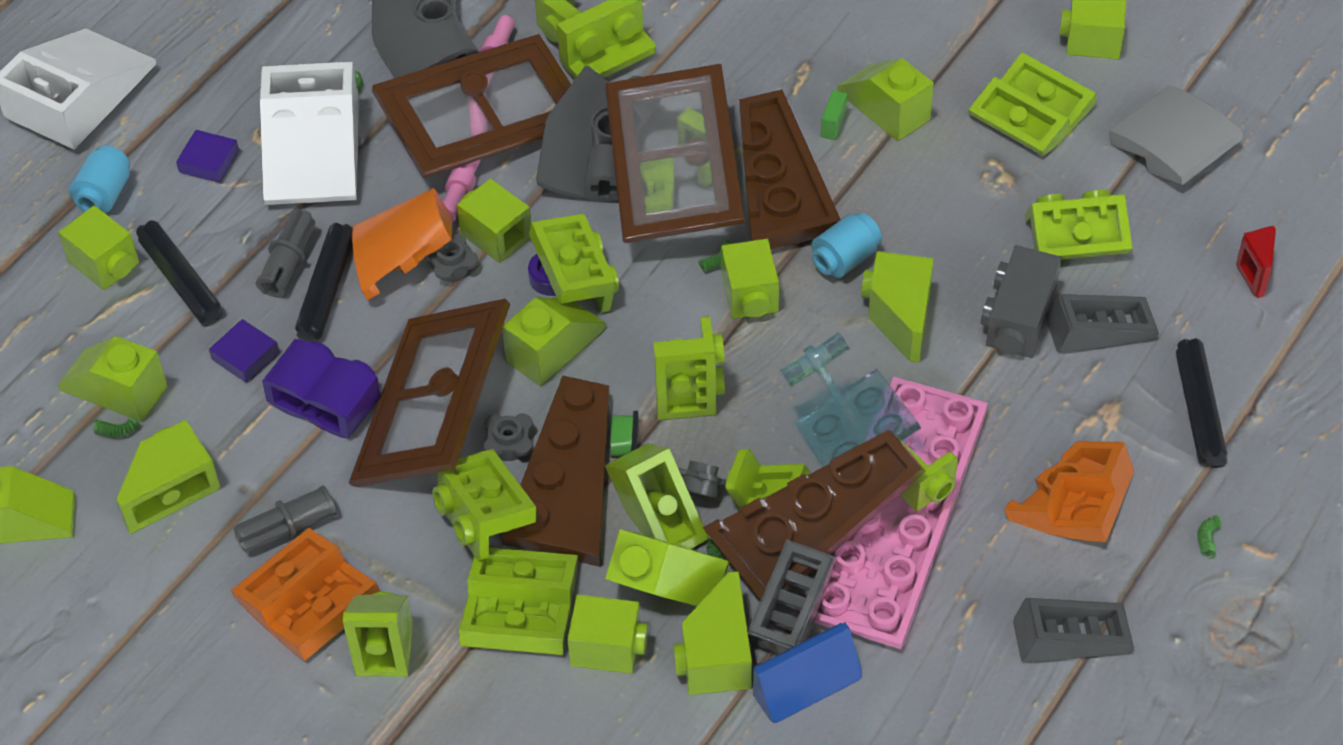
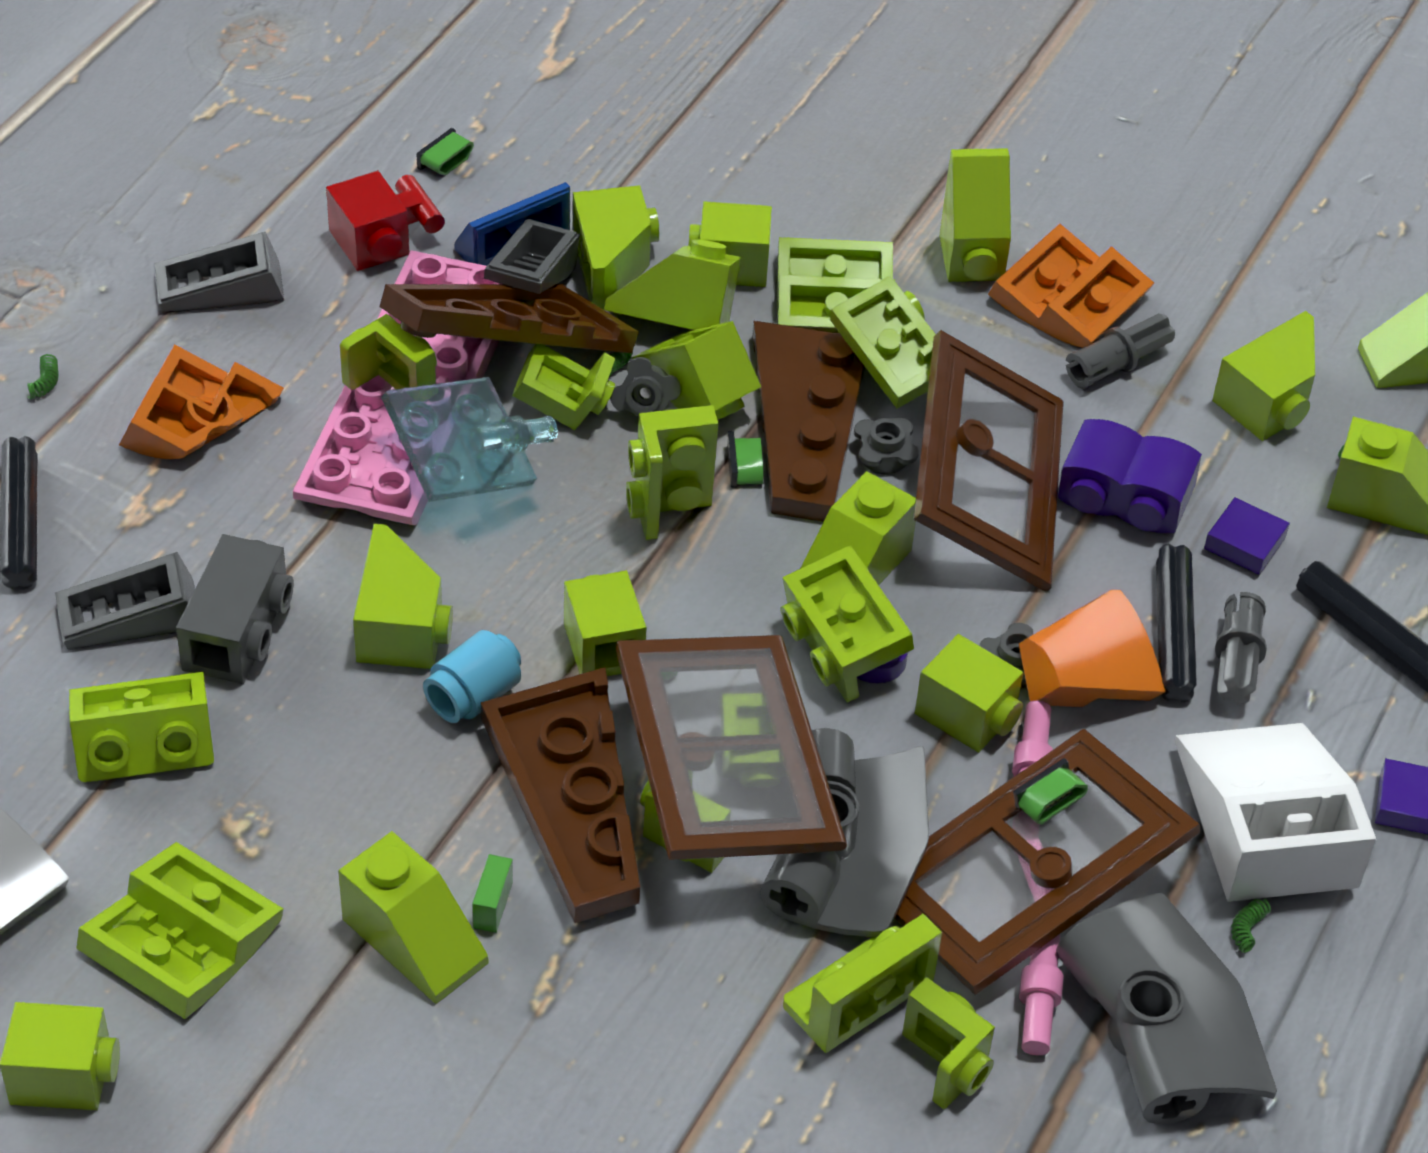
camera: 170 degrees right, 5 degrees down
(460, 126) = (1050, 792): none -> bright green piece
(935, 672) = (374, 221): none -> red brick

